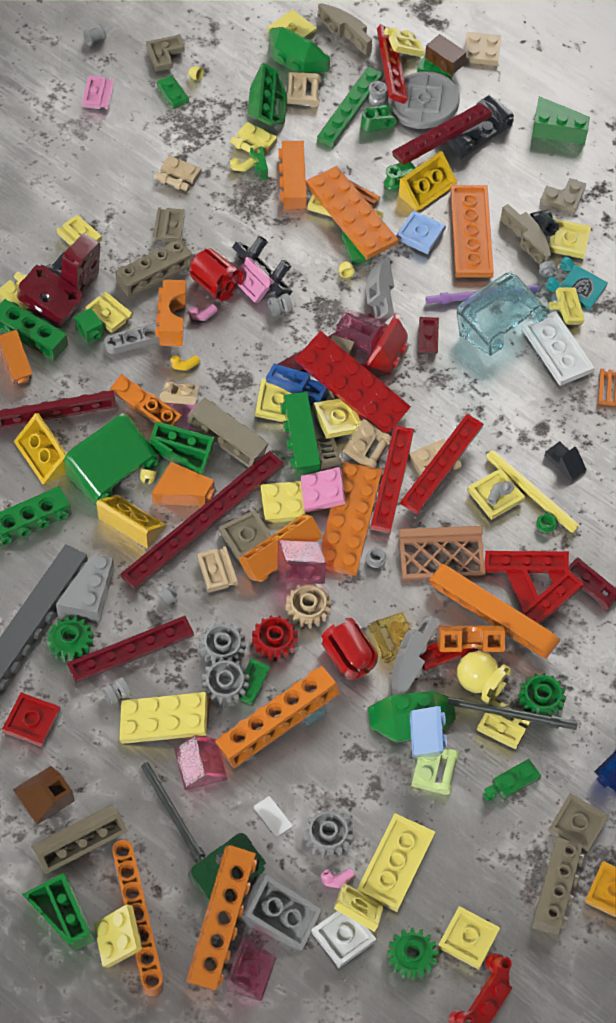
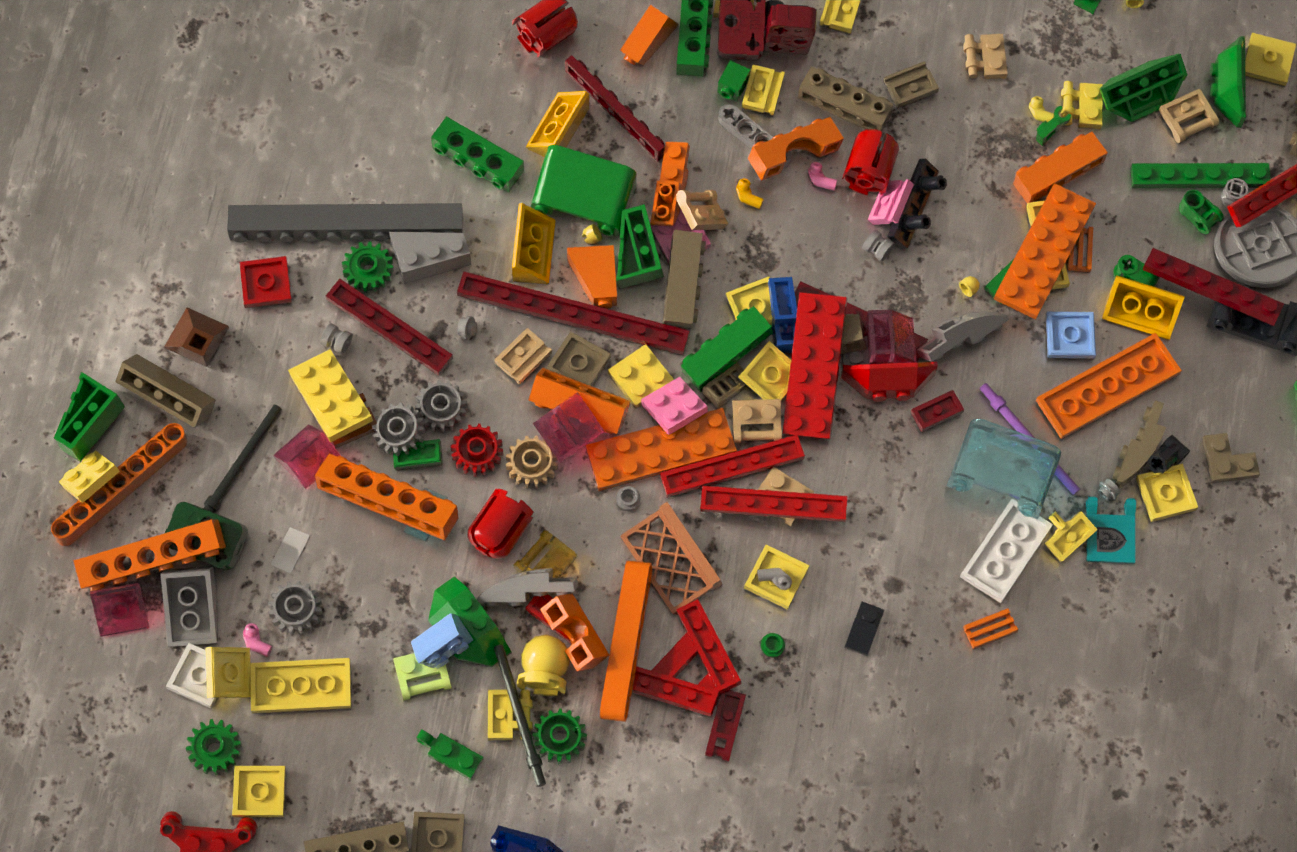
camera: 60 degrees right, 10 degrees up
(533, 491) = (804, 612): light yellow axle -> none

